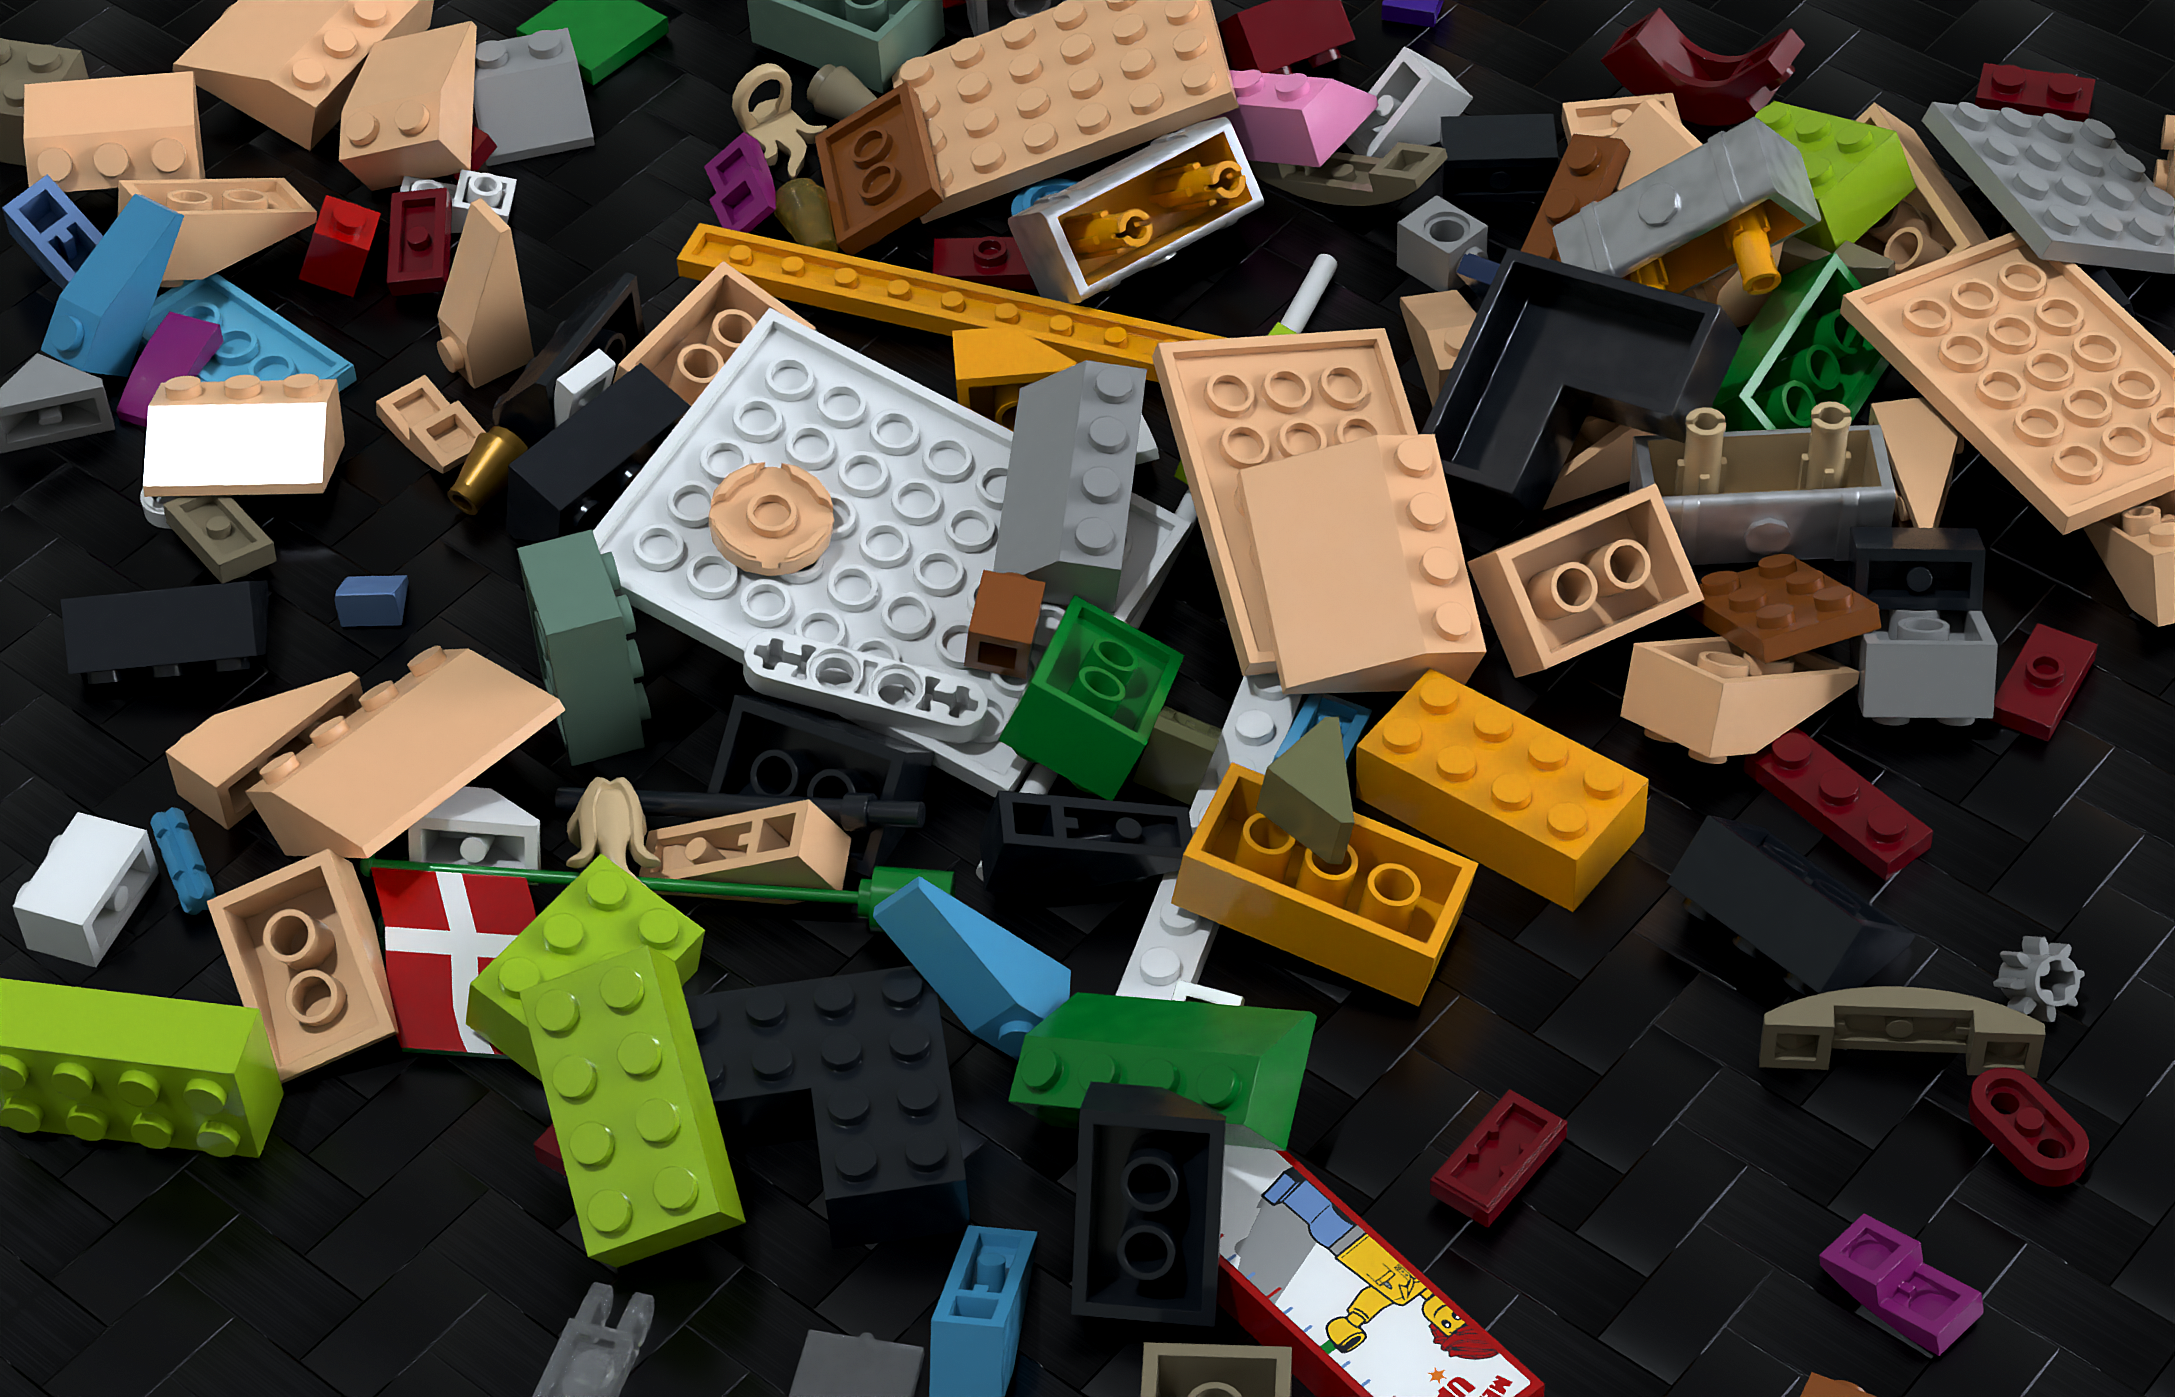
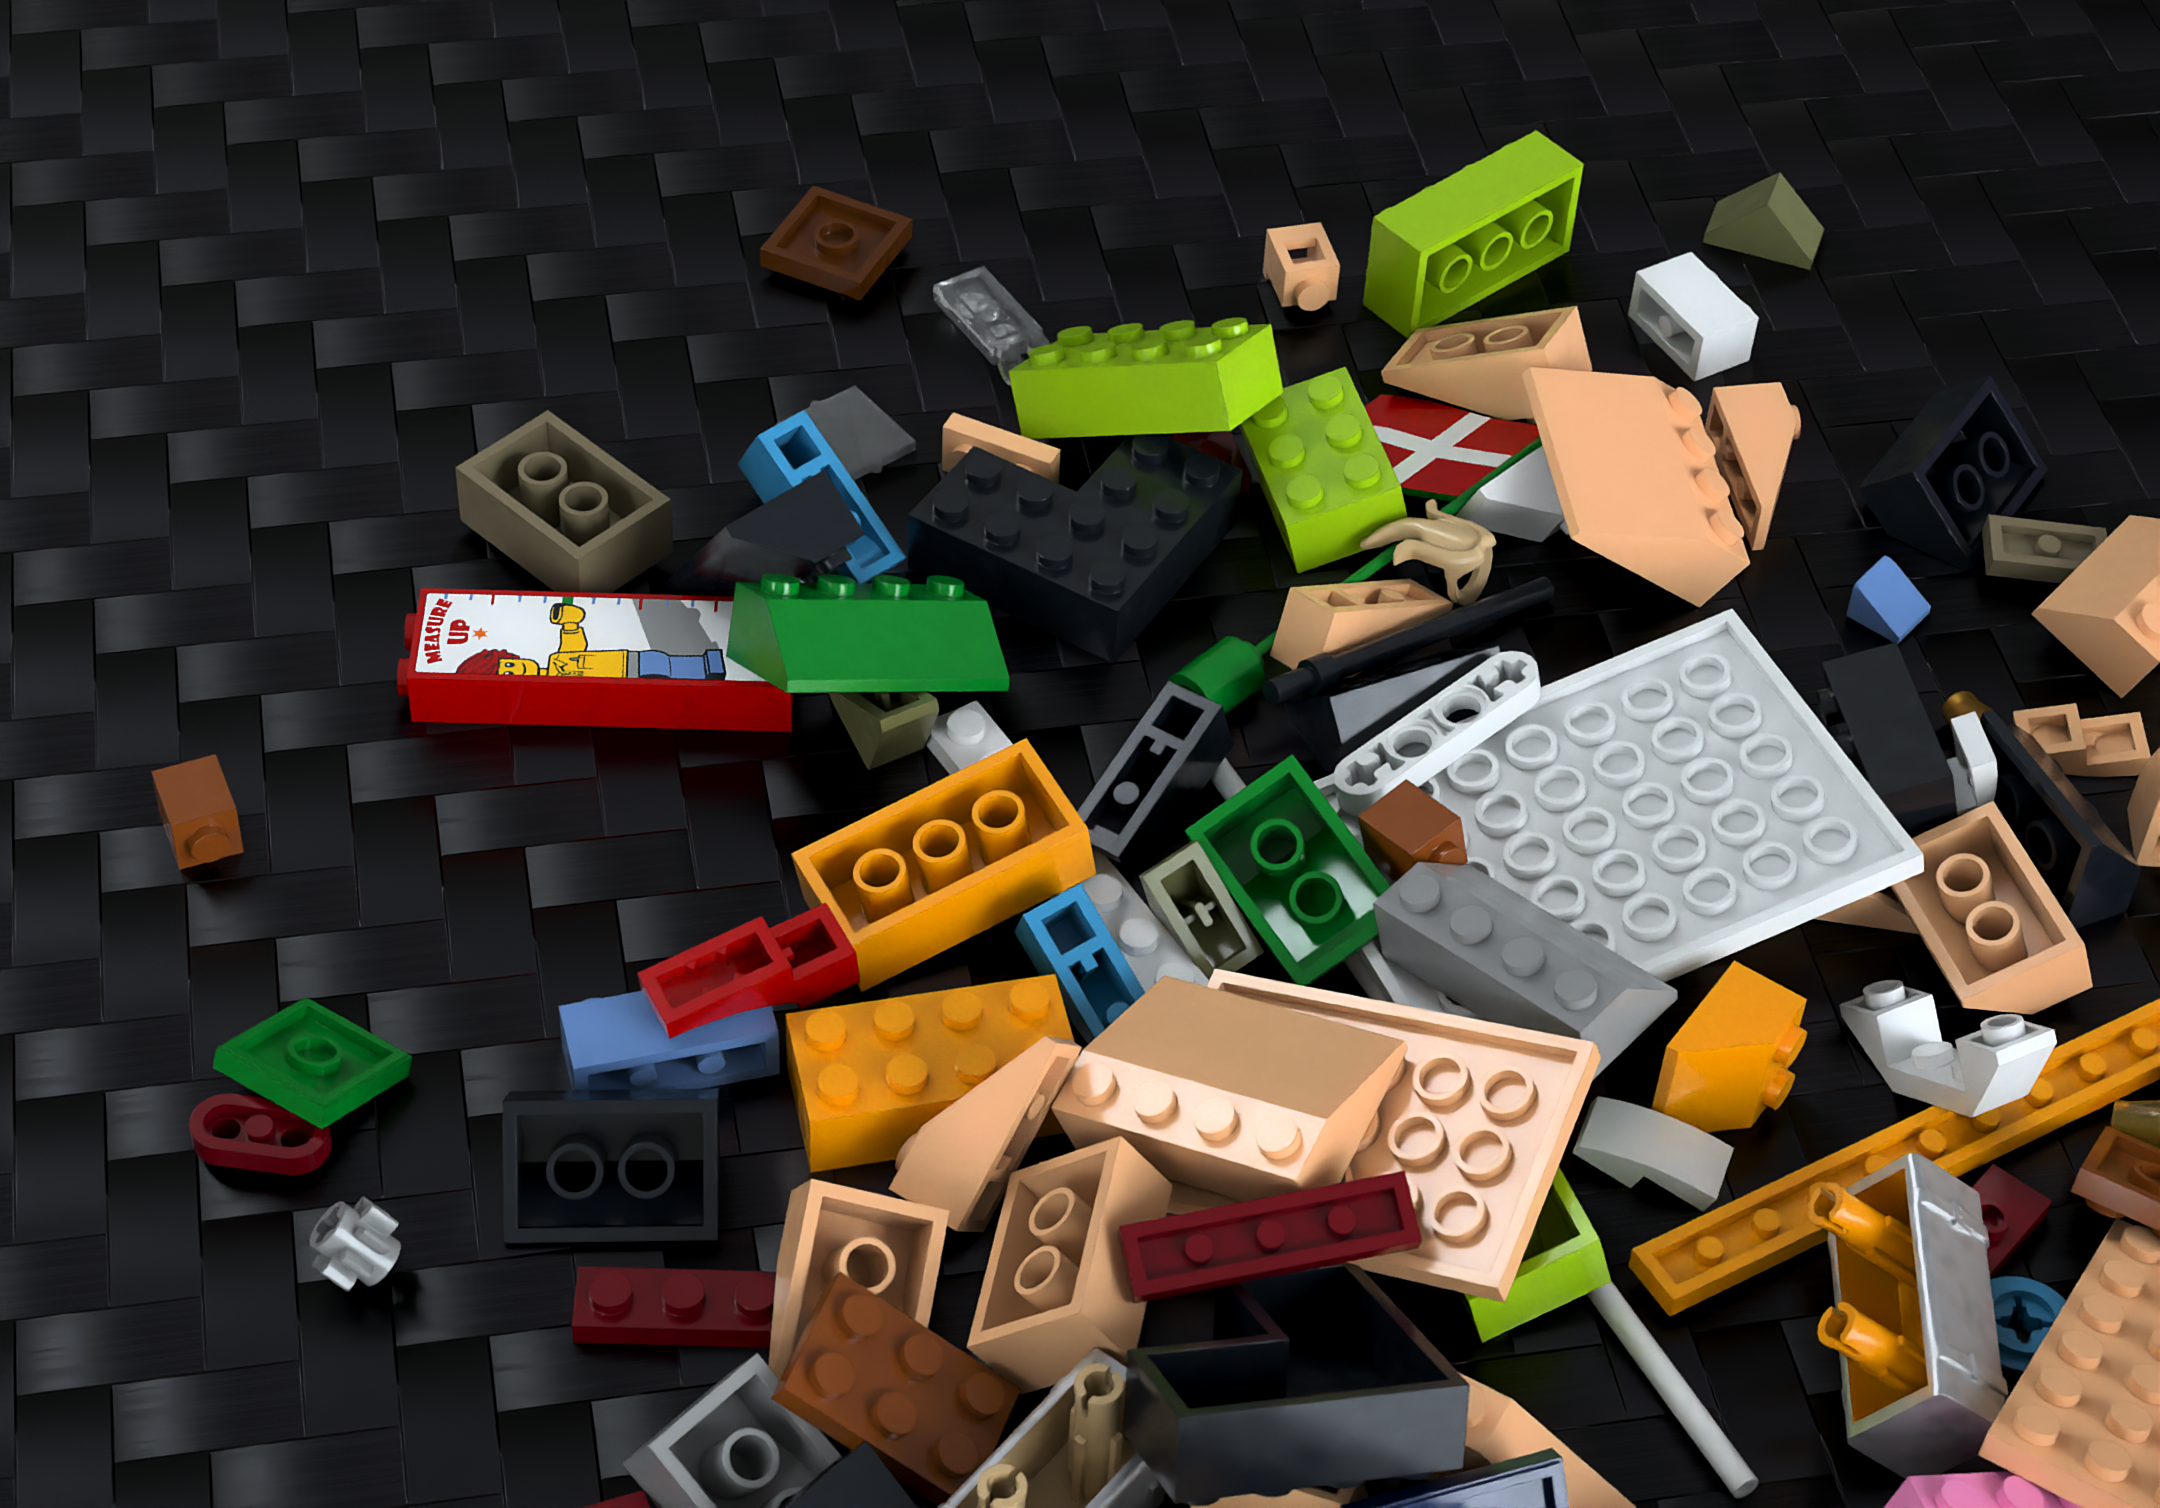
camera: 125 degrees right, 0 degrees up
(183, 860) = (1679, 375): dark azure axle -> none
(274, 1194) = (1305, 280): none -> light nougat brick
(584, 645) = (1642, 578): sand green brick -> none
(771, 519) = (1665, 746): light nougat tile -> none
(796, 1248) = (963, 433): none -> light nougat plate
(900, 270) = (1906, 1046): none -> white slope
(977, 967) = (1069, 633): dark azure slope -> none
(1310, 792) = (986, 830): olive slope -> none
(1481, 448) = (1269, 1237): none -> dark red plate
(1498, 1158) = (618, 830): dark red plate -> none
(1538, 676) = (972, 1146): none -> light nougat slope
(1570, 892) = (752, 970): none -> red slope
(1654, 957) = (624, 1047): none -> medium blue brick
(1890, 1279) = (272, 964): magenta slope -> none
(1900, 1020) = (425, 1139): dark tan slope -> none
(1939, 1141) = (312, 1062): none -> green tile

